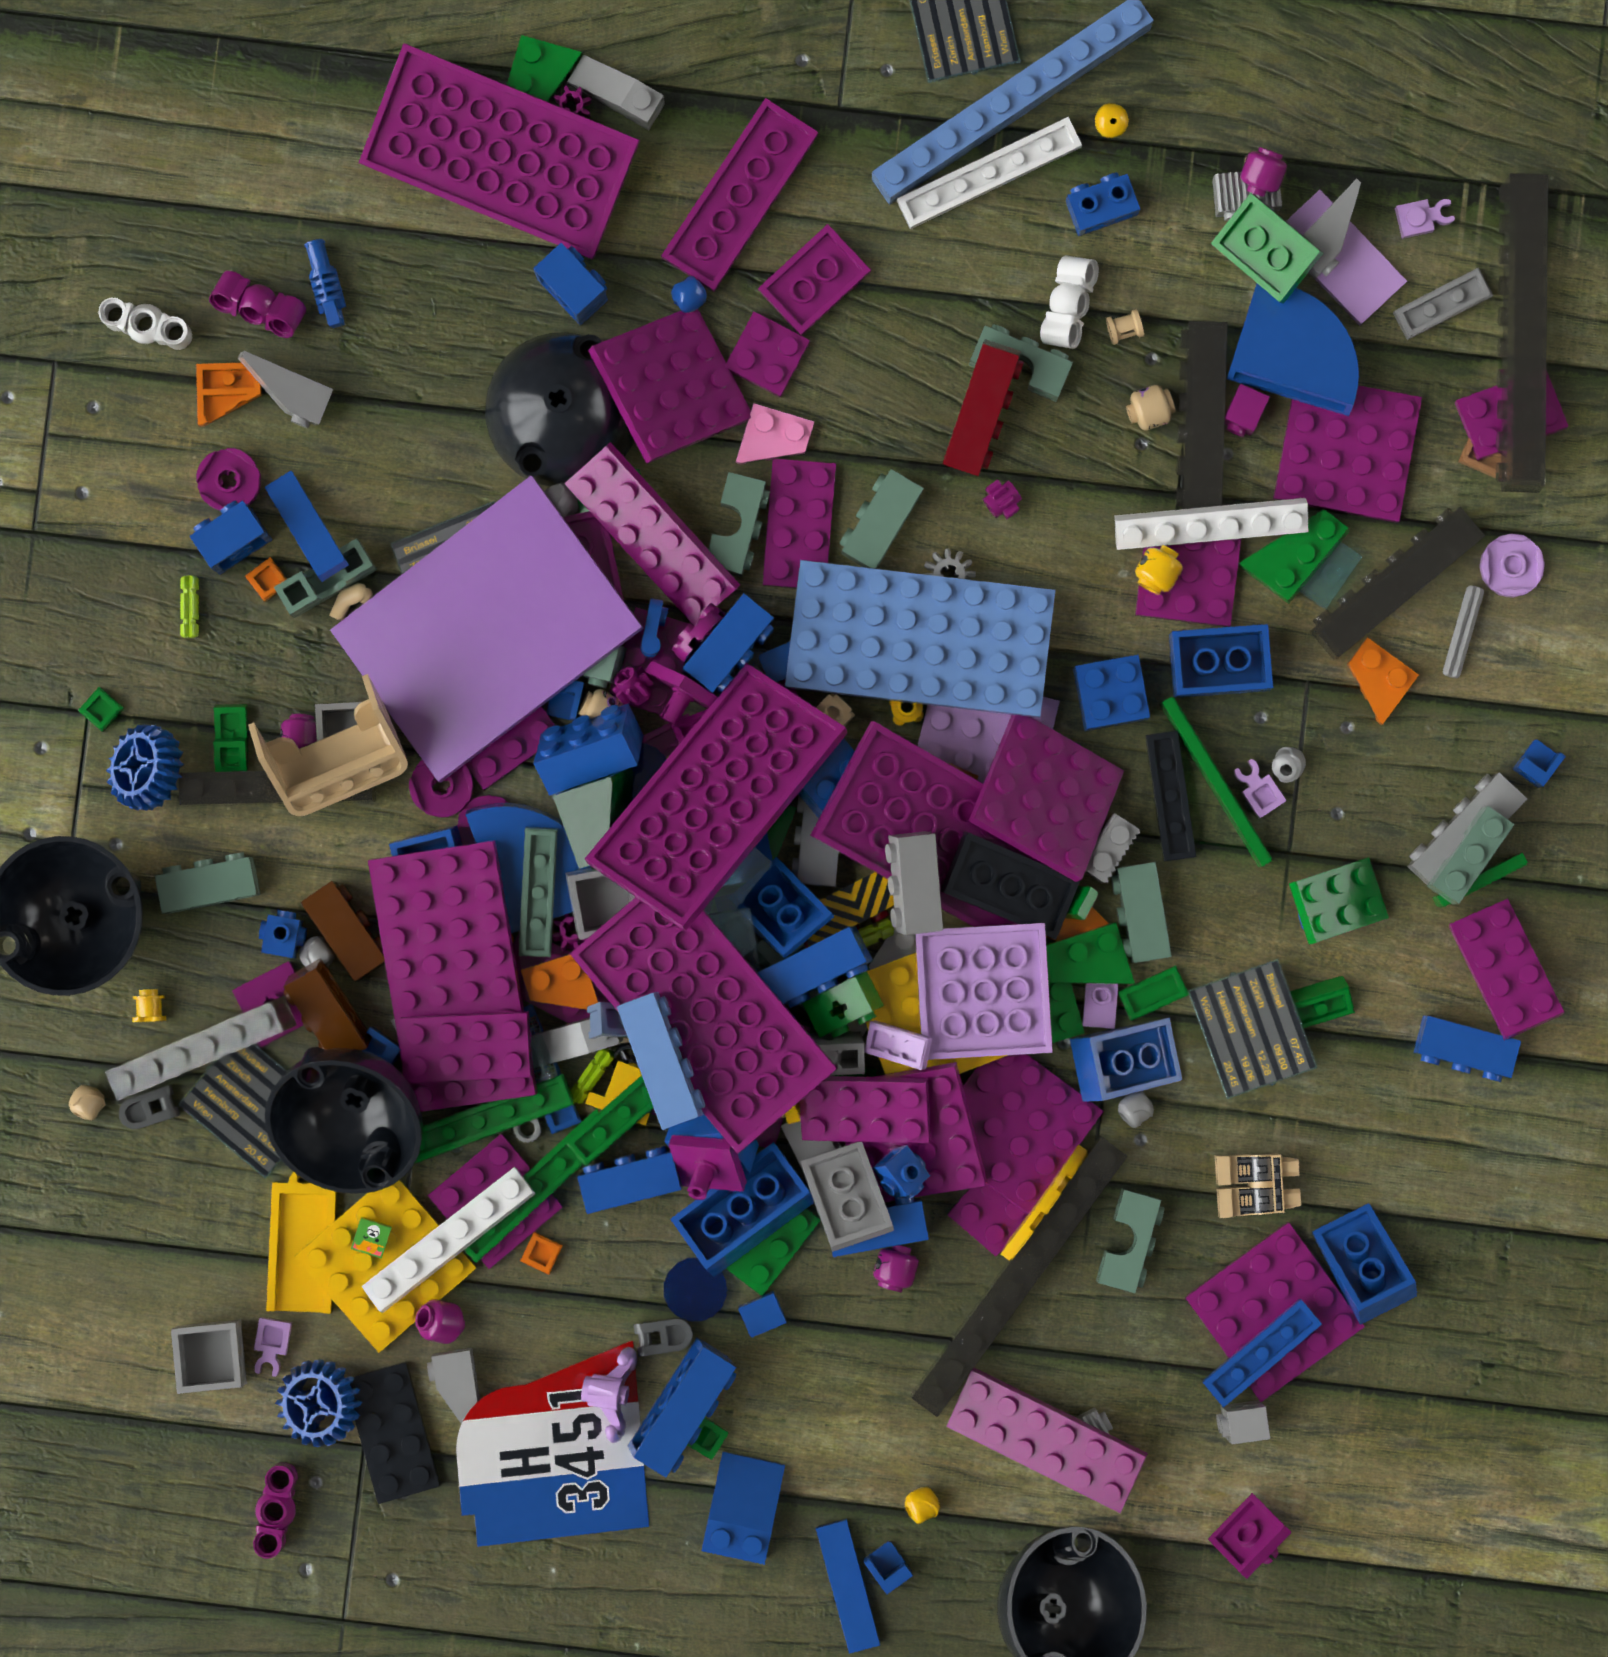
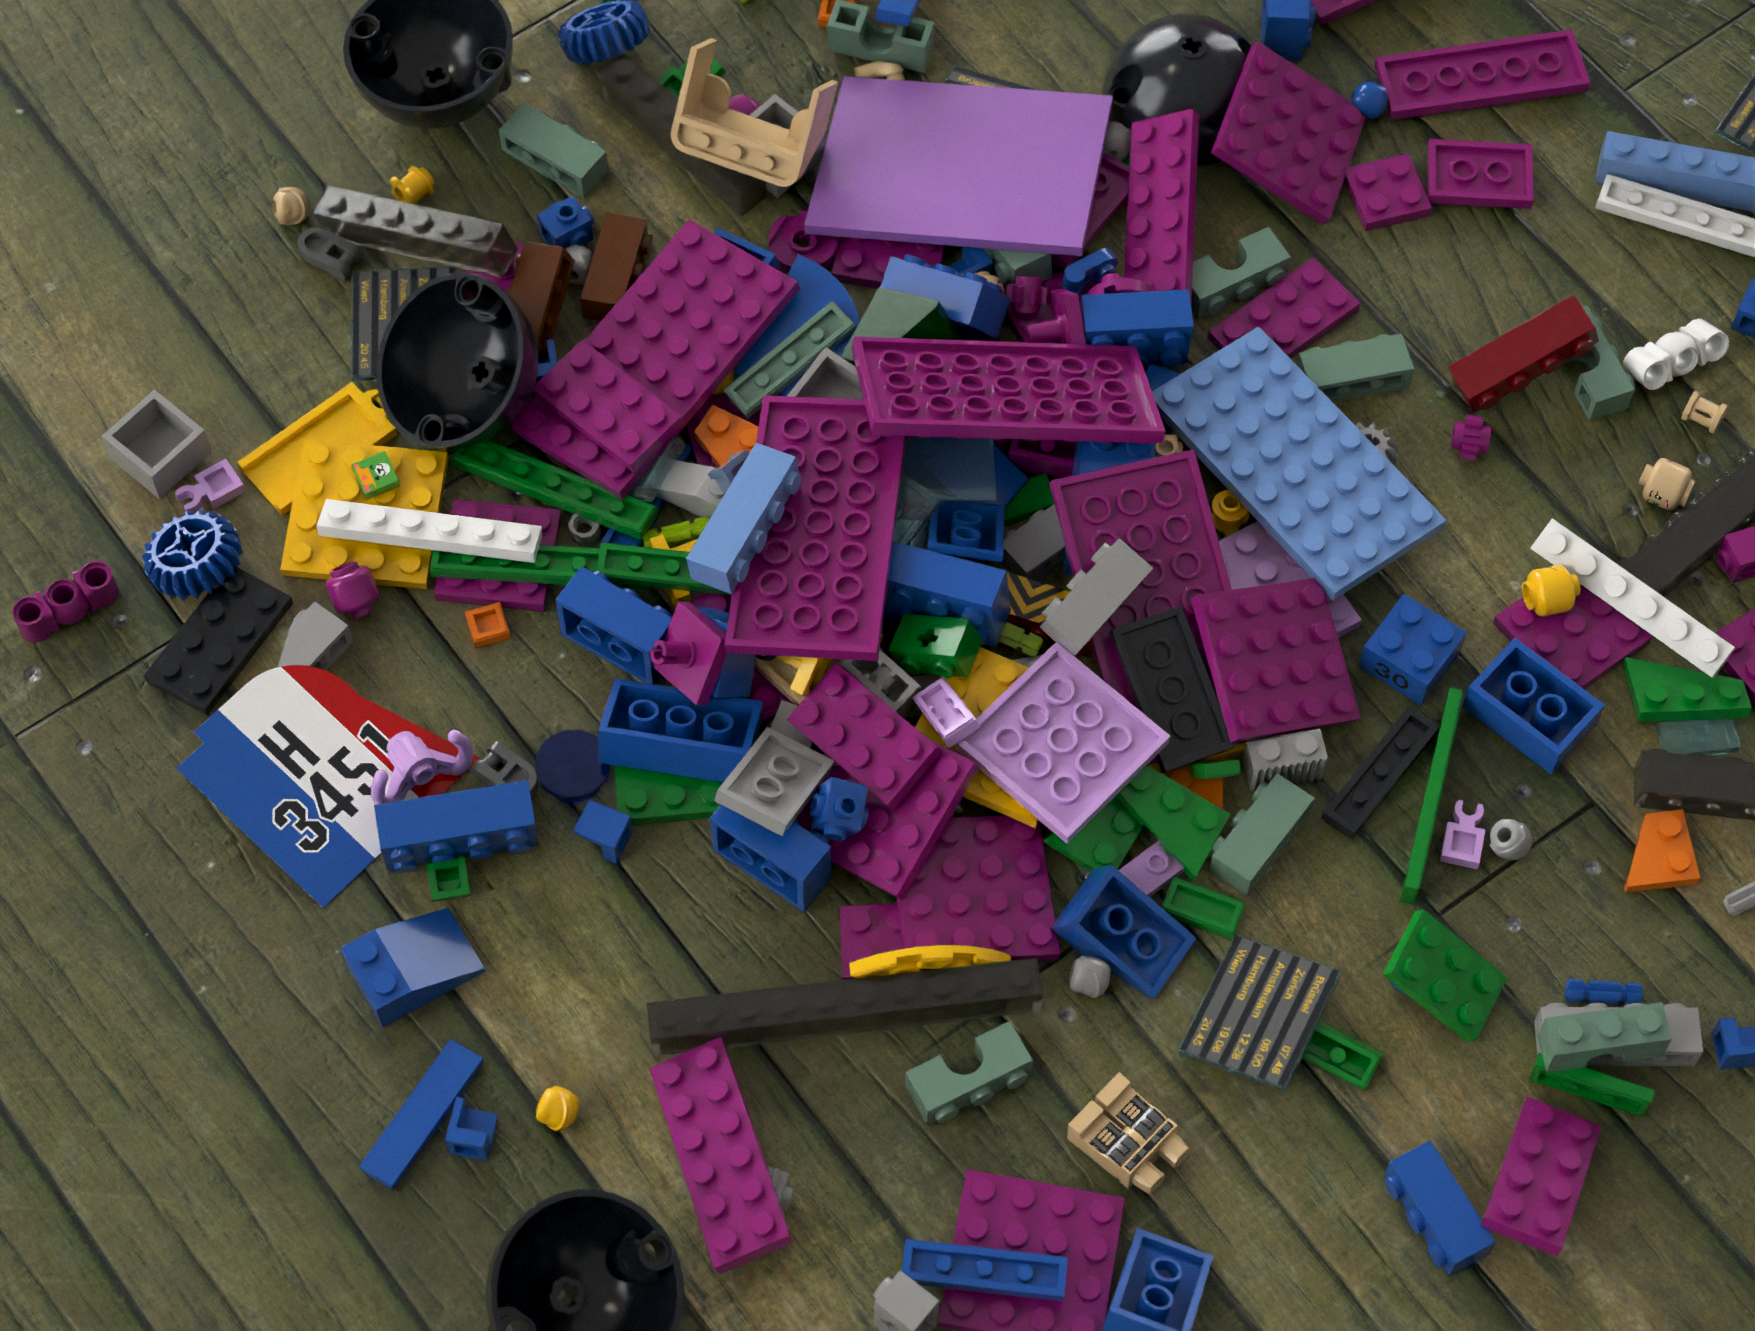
camera: 45 degrees right, 25 degrees down
(773, 435) = (1332, 245): bright pink wing -> none
(895, 1268) = (750, 904): magenta head -> none
(1431, 809) = (1603, 992): none -> blue axle

